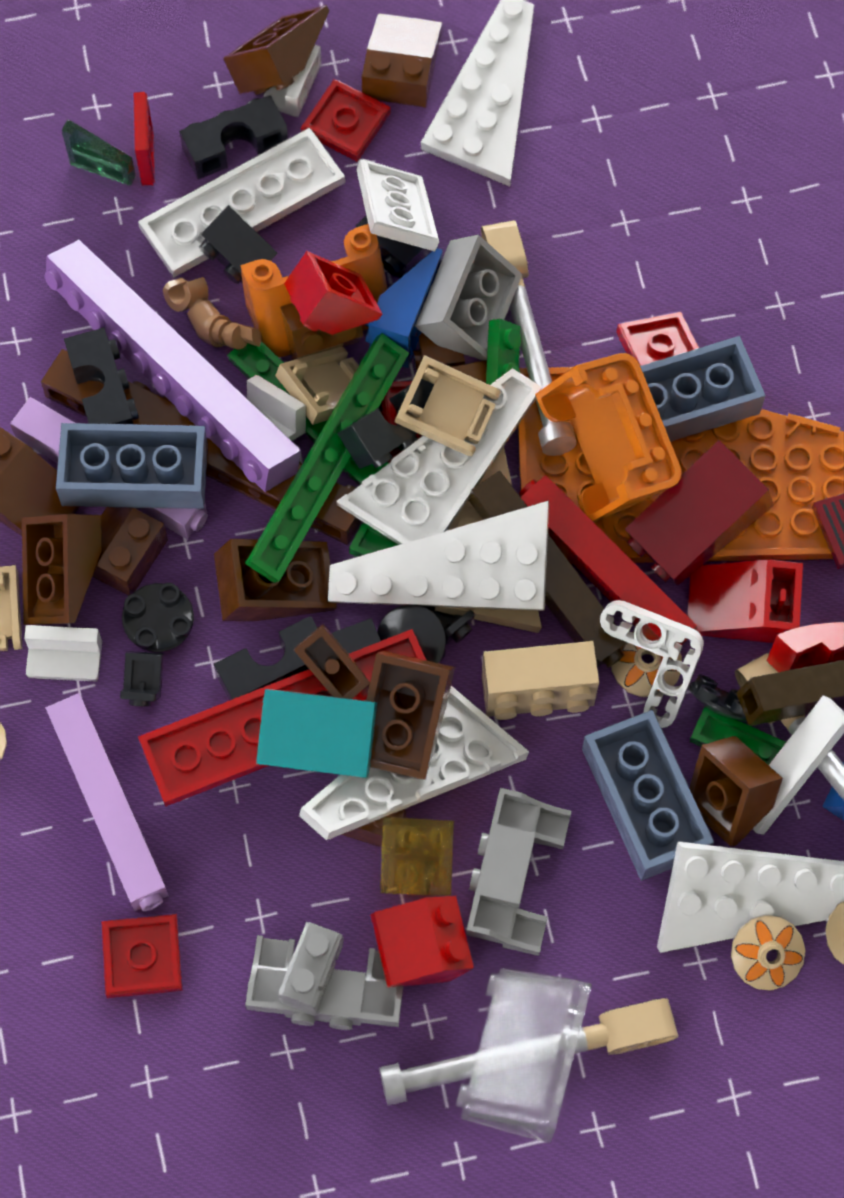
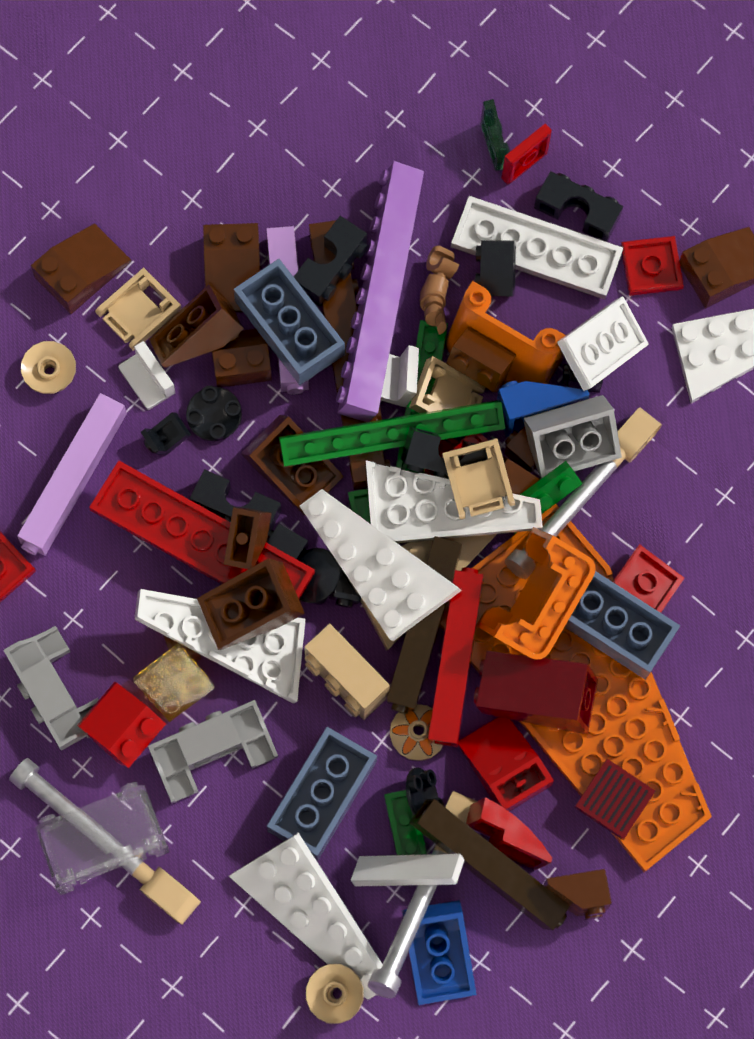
camera: 50 degrees right, 5 degrees up
(276, 52) = (659, 185): reddish brown slope -> none
(292, 98) = (652, 211): white panel -> none
(311, 968) = (49, 670): light grey brick -> none
(316, 733) = (196, 562): teal tile -> none
(330, 295) = (494, 351): red slope -> none
(666, 646) = (425, 734): white beam -> none
(733, 788) = (365, 843): reddish brown slope -> none
(754, 943) = (288, 936): tan dish -> none

